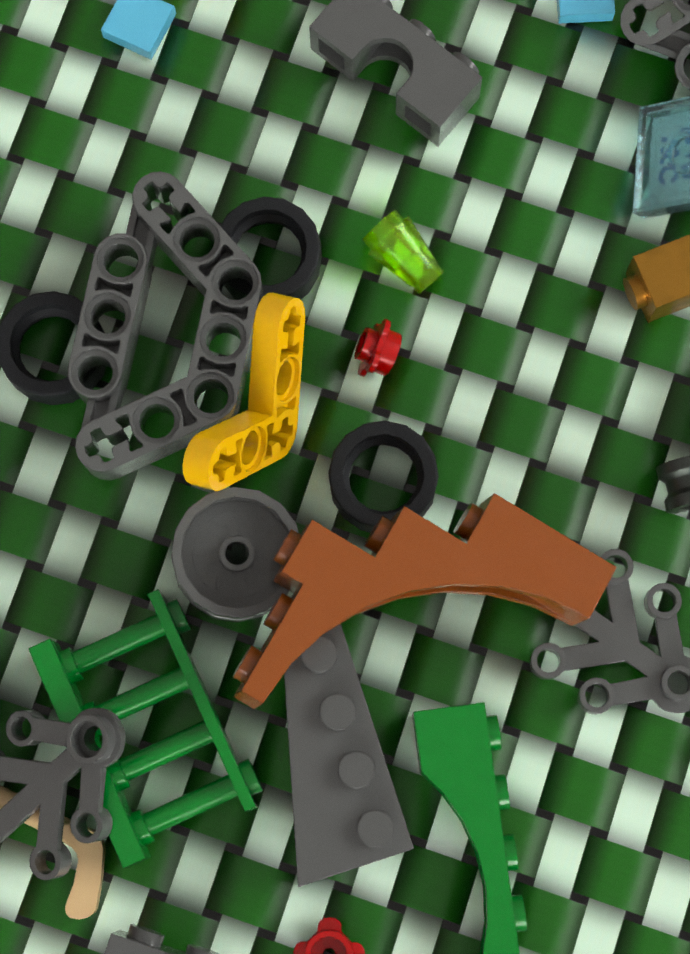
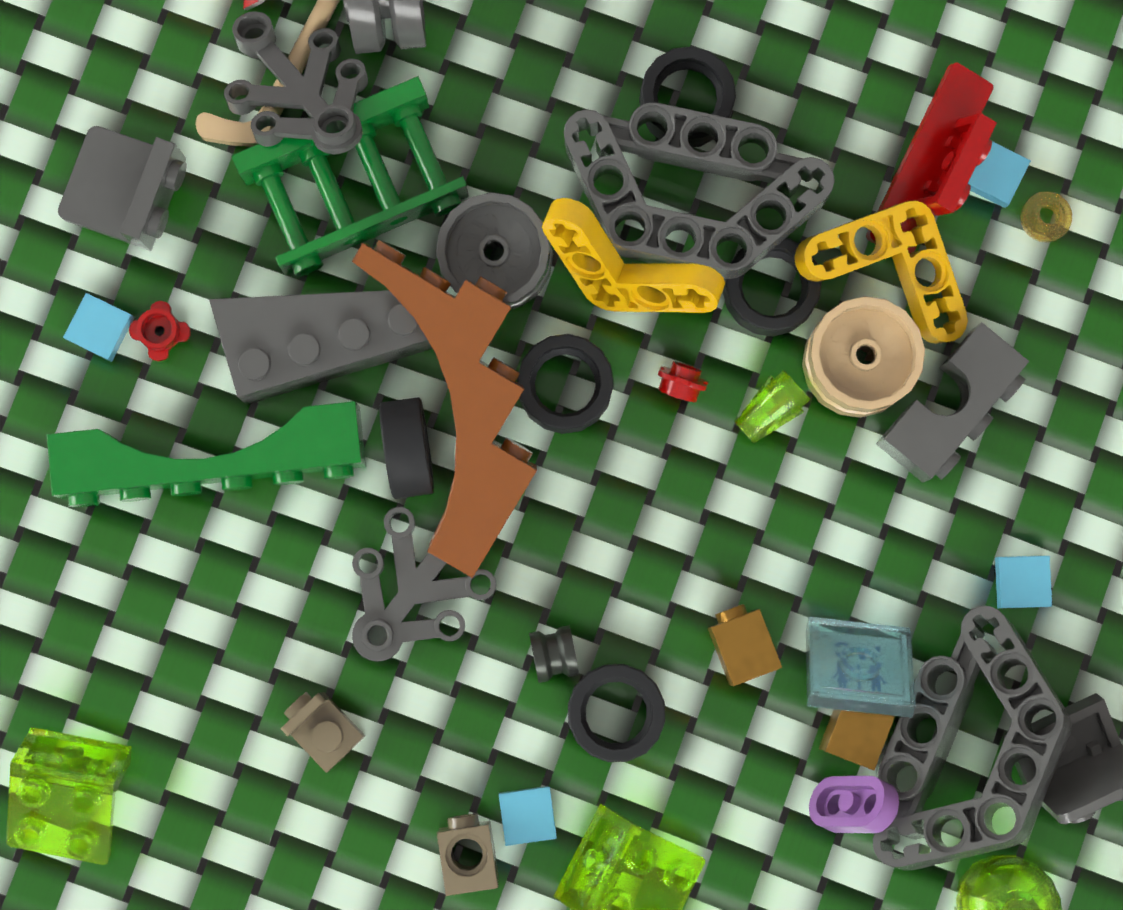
camera: 85 degrees right, 5 degrees up
(130, 76) = (944, 148): none -> red bracket
(223, 121) = (894, 243): none -> yellow beam
(355, 120) = (891, 346): none -> tan wheel
(466, 649) = (406, 448): none -> black tyre

